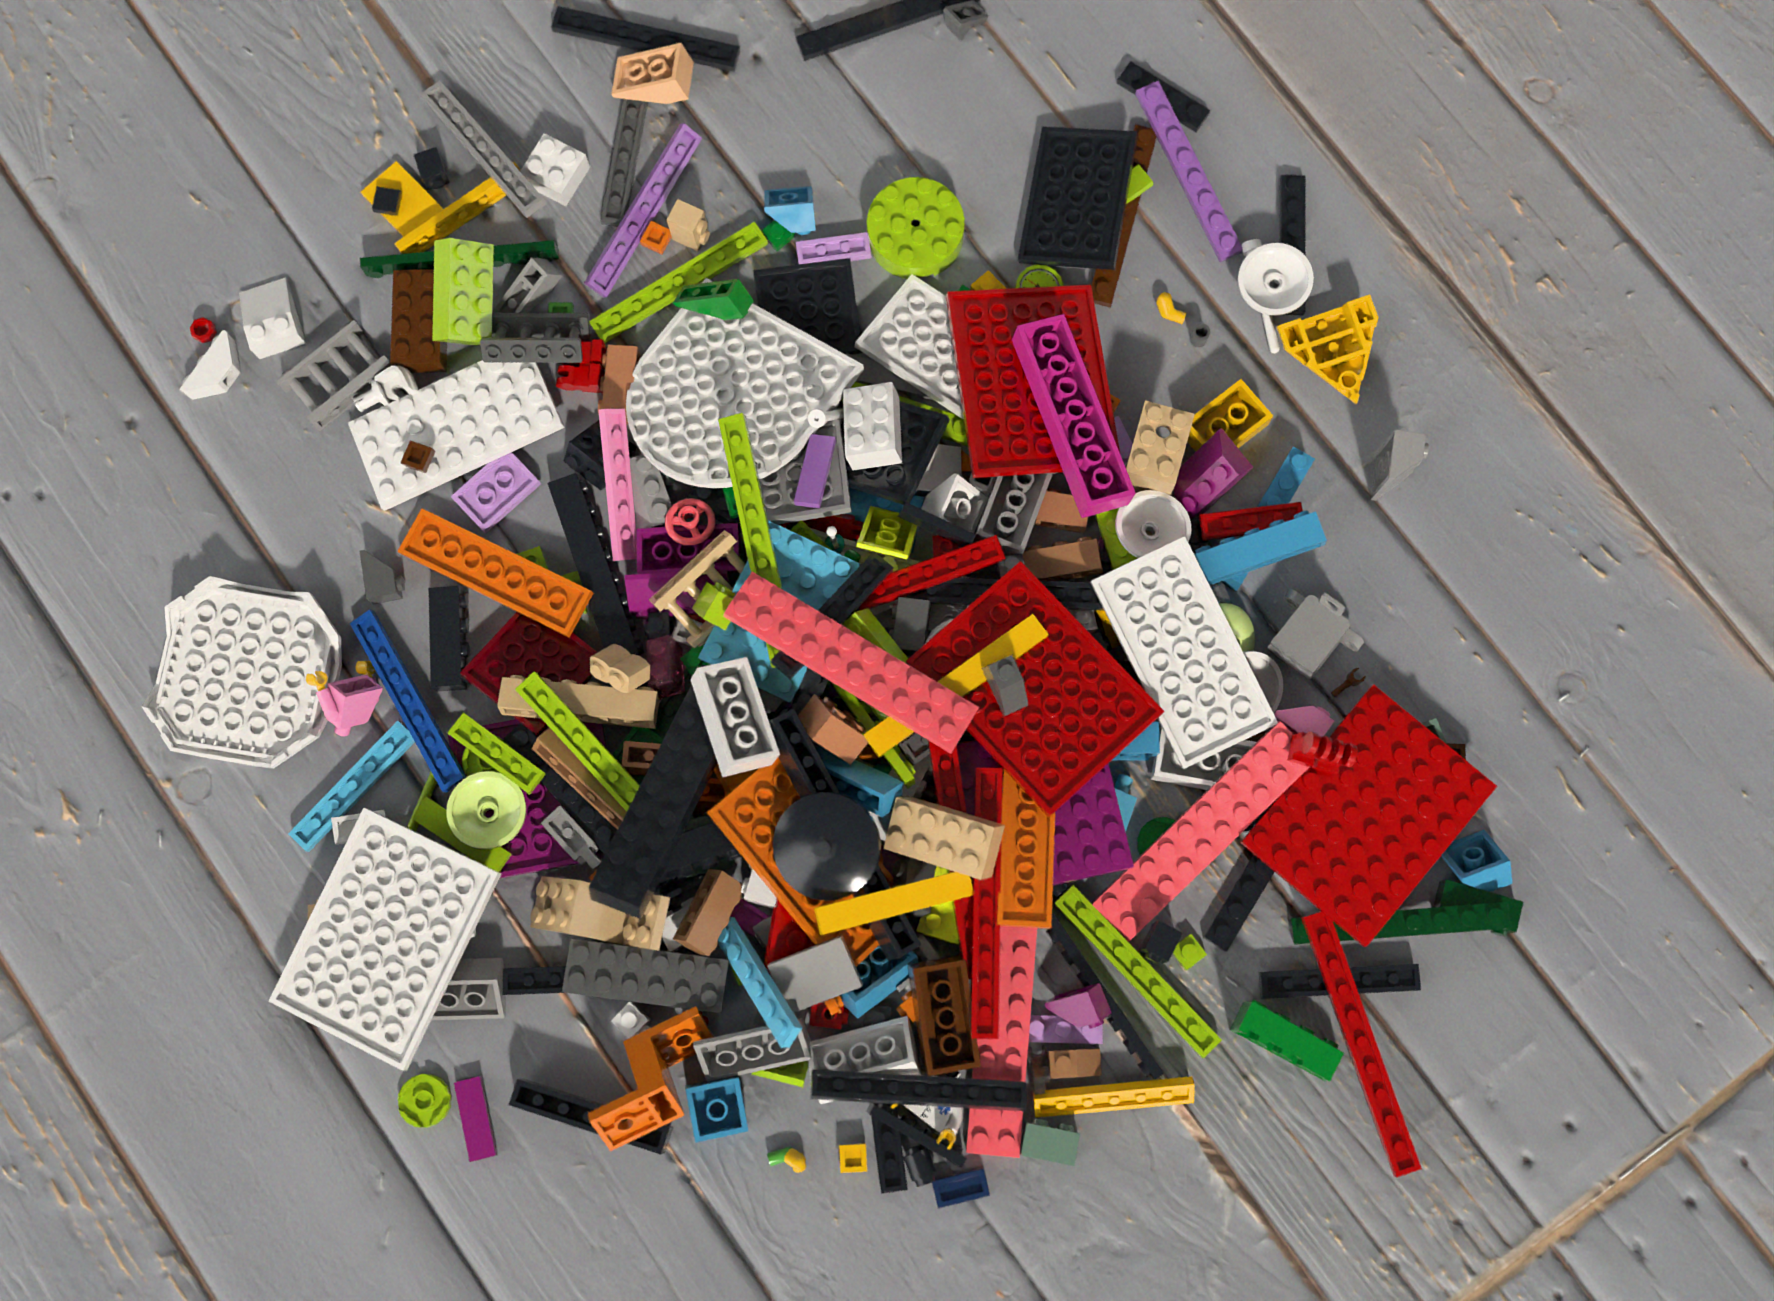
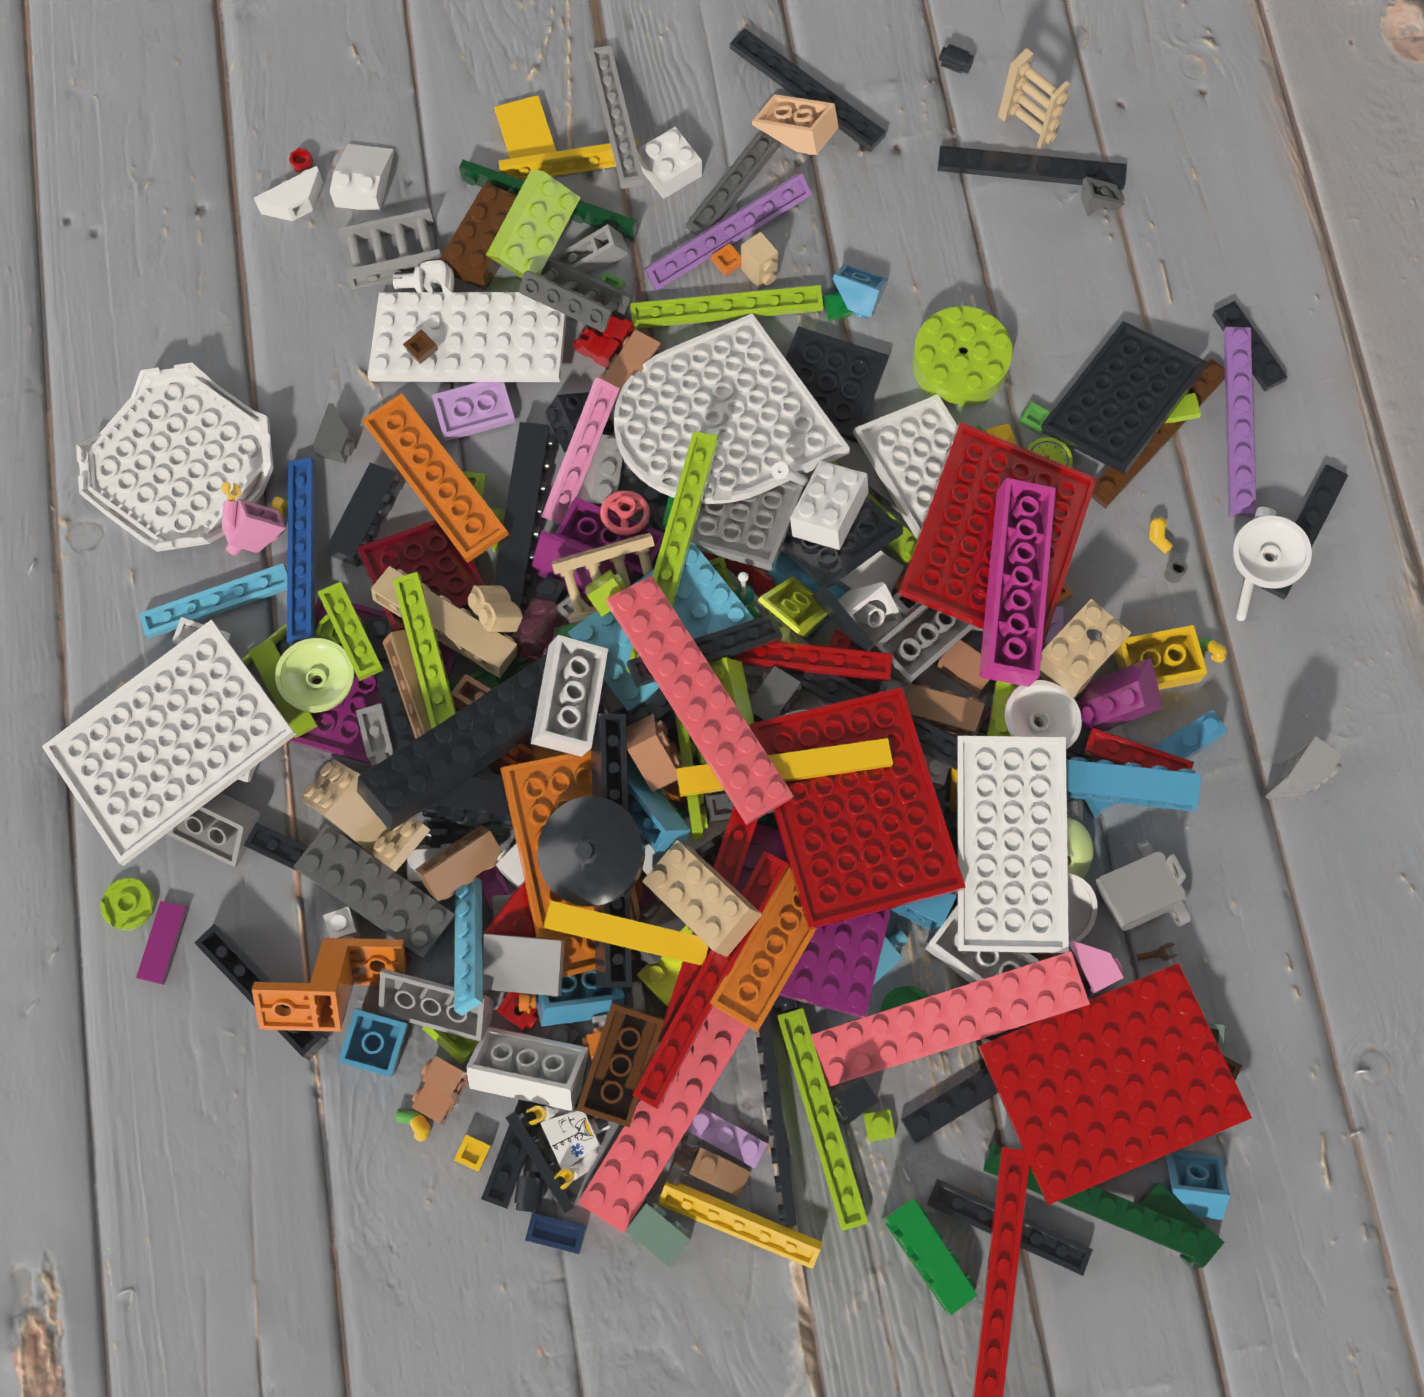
camera: 25 degrees right, 5 degrees down
(387, 201) = (512, 124): black tile -> none
(431, 168) = (564, 114): black brick -> none
(717, 299) = (752, 334): green slope -> none
(796, 1119) = (441, 1089): none -> nougat brick
(815, 471) = (757, 519): medium lavender tile -> none
(834, 248) = (895, 345): lavender plate -> none
(918, 1090) = (561, 1119): black plate -> none
(1006, 684) = (829, 788): dark grey slope -> none
(1007, 253) = (1034, 417): none -> bright green tile
(1081, 1006) = (752, 1122): magenta slope -> none
(1266, 388) = (1218, 651): none -> yellow arm
(1321, 752) = (1100, 1003): red legs -> none
(1334, 343) = (1299, 636): yellow wedge -> none

